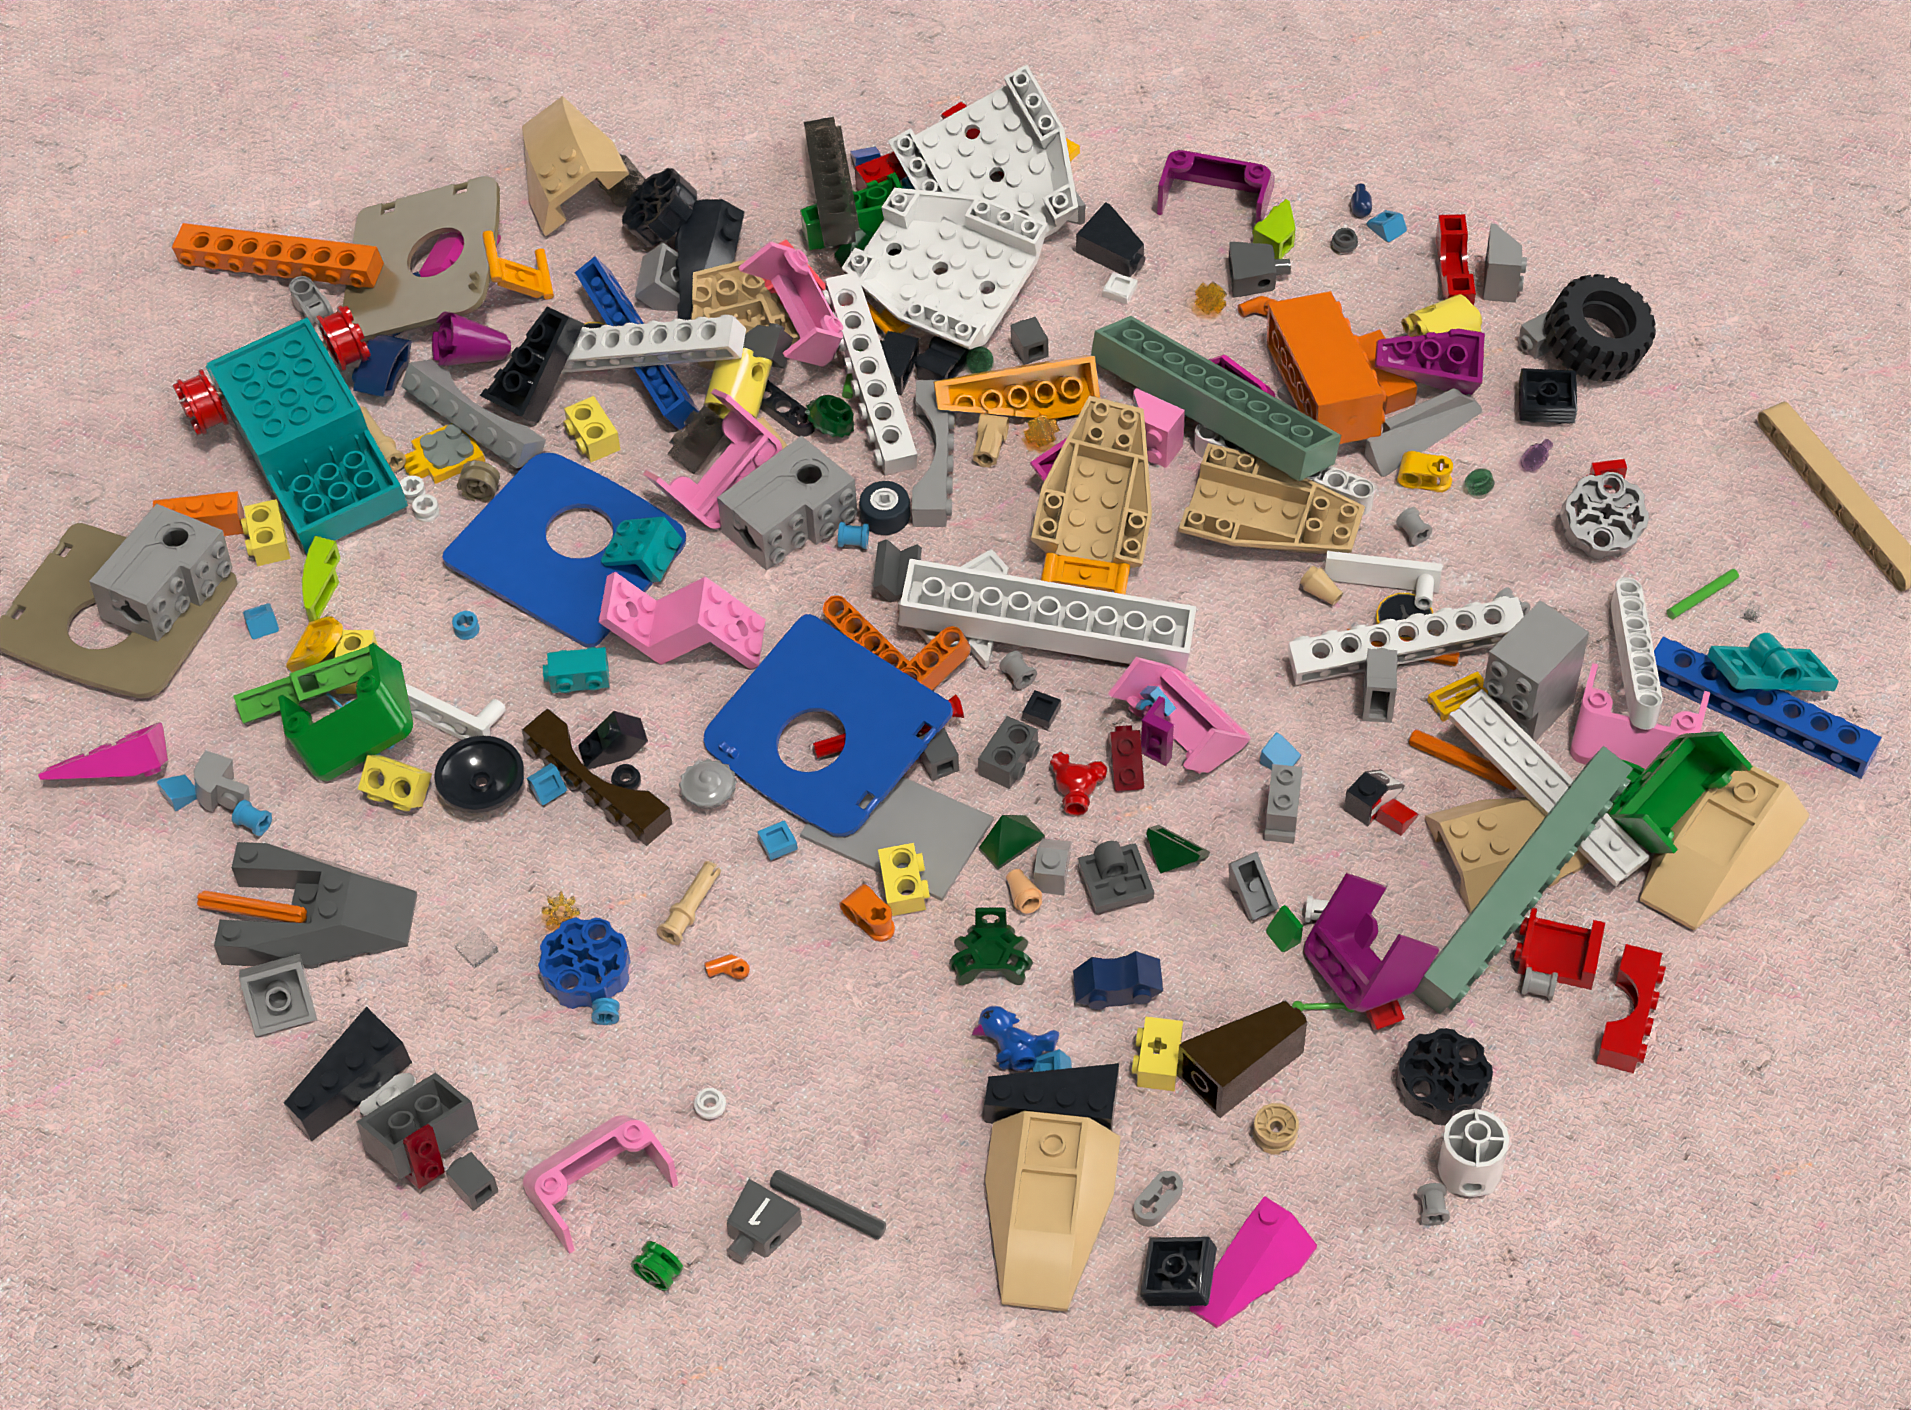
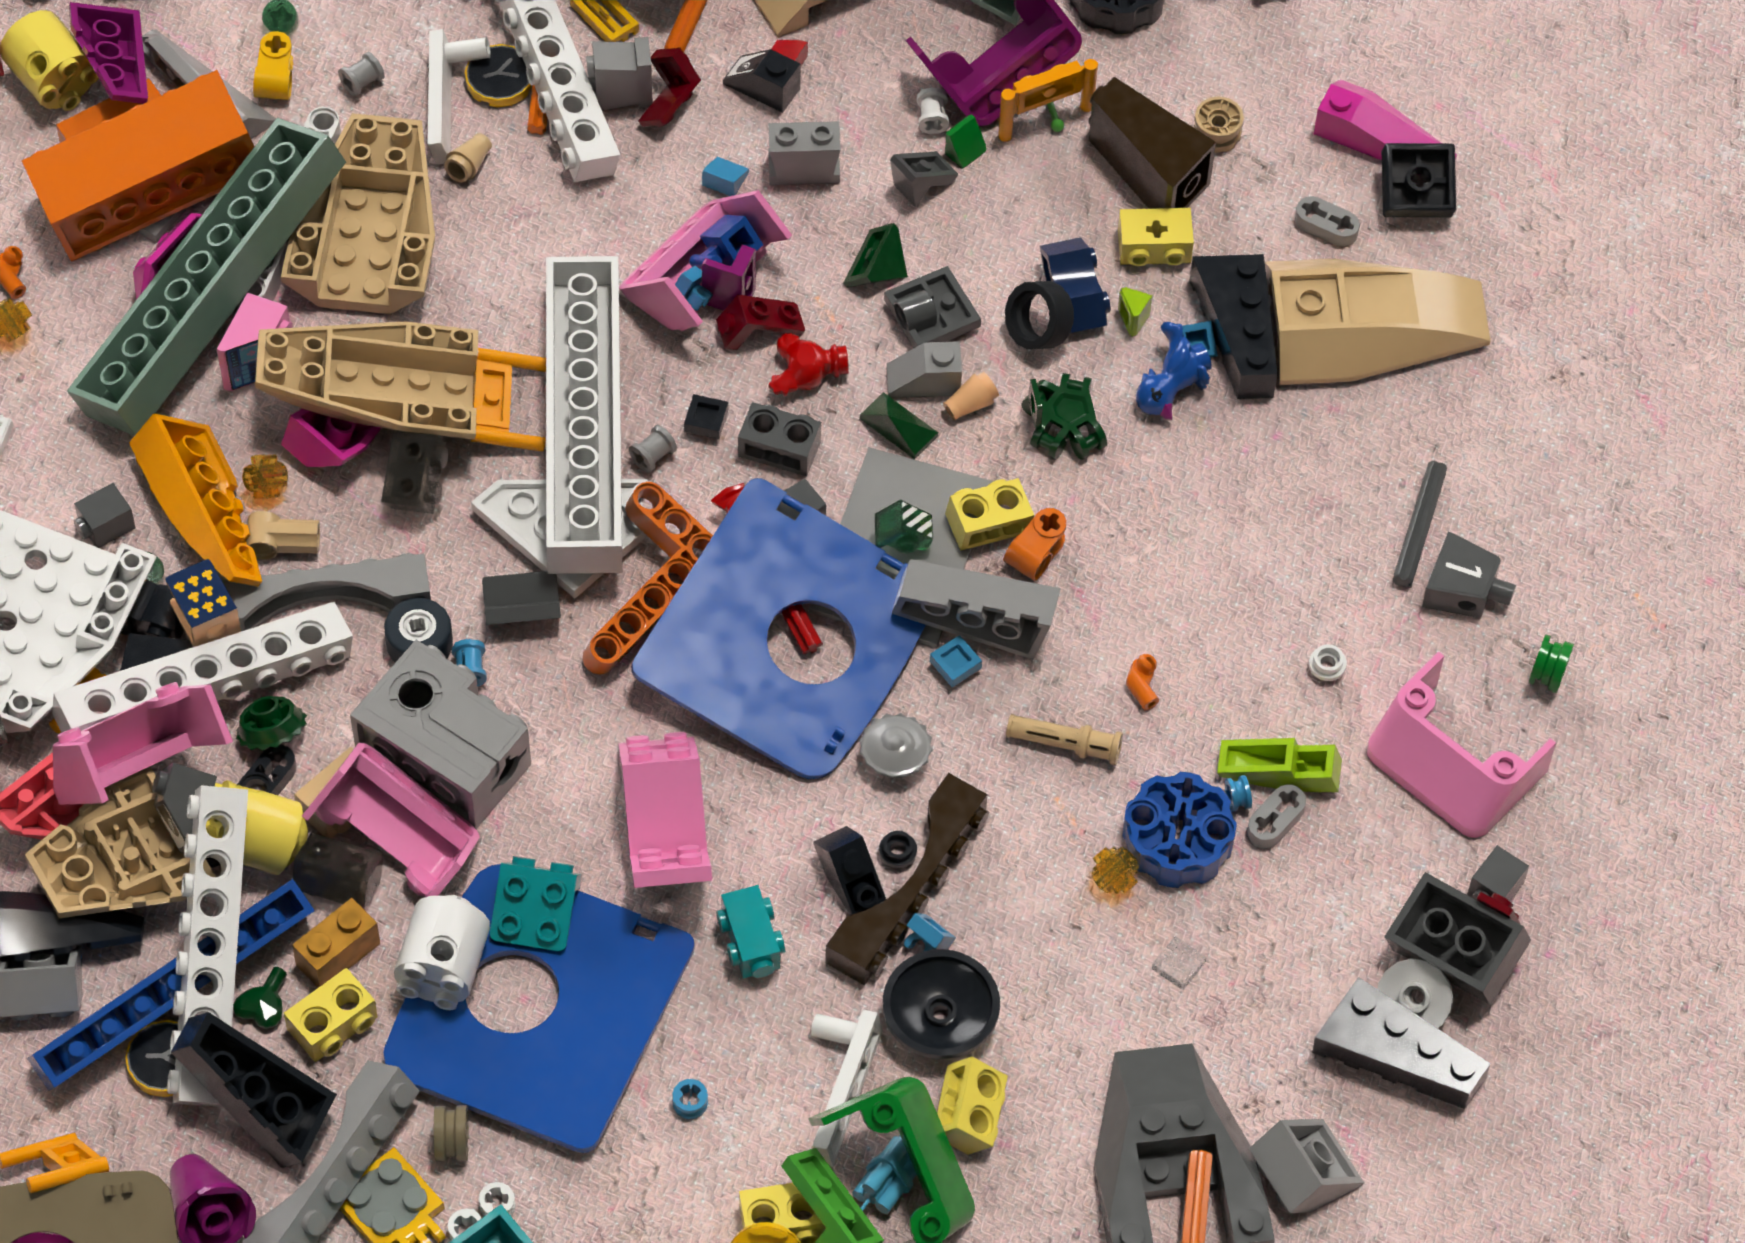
camera: 105 degrees left, 5 degrees up
(586, 1034) = (1281, 821): none -> light grey beam
(607, 477) = (441, 950): none -> white cylinder
(618, 397) = (262, 1002): none -> dark green rock
(622, 1048) = (1280, 763): none -> lime slope
(643, 435) = (336, 943): none -> pearl gold brick
(811, 849) = (978, 606): none -> light grey wedge
(896, 813) = (903, 527): none -> clear green brick
(917, 367) = (202, 603): none -> piece
(1013, 511) = (414, 472): none -> clear smoke brick
(1084, 942) = (1060, 315): none -> black tyre
(1084, 1022) = (1134, 309): none -> lime slope
(1190, 729) = (725, 240): none -> blue brick
(1311, 967) = (1046, 88): none -> light orange plate
(1384, 728) = (680, 79): none -> dark red bracket

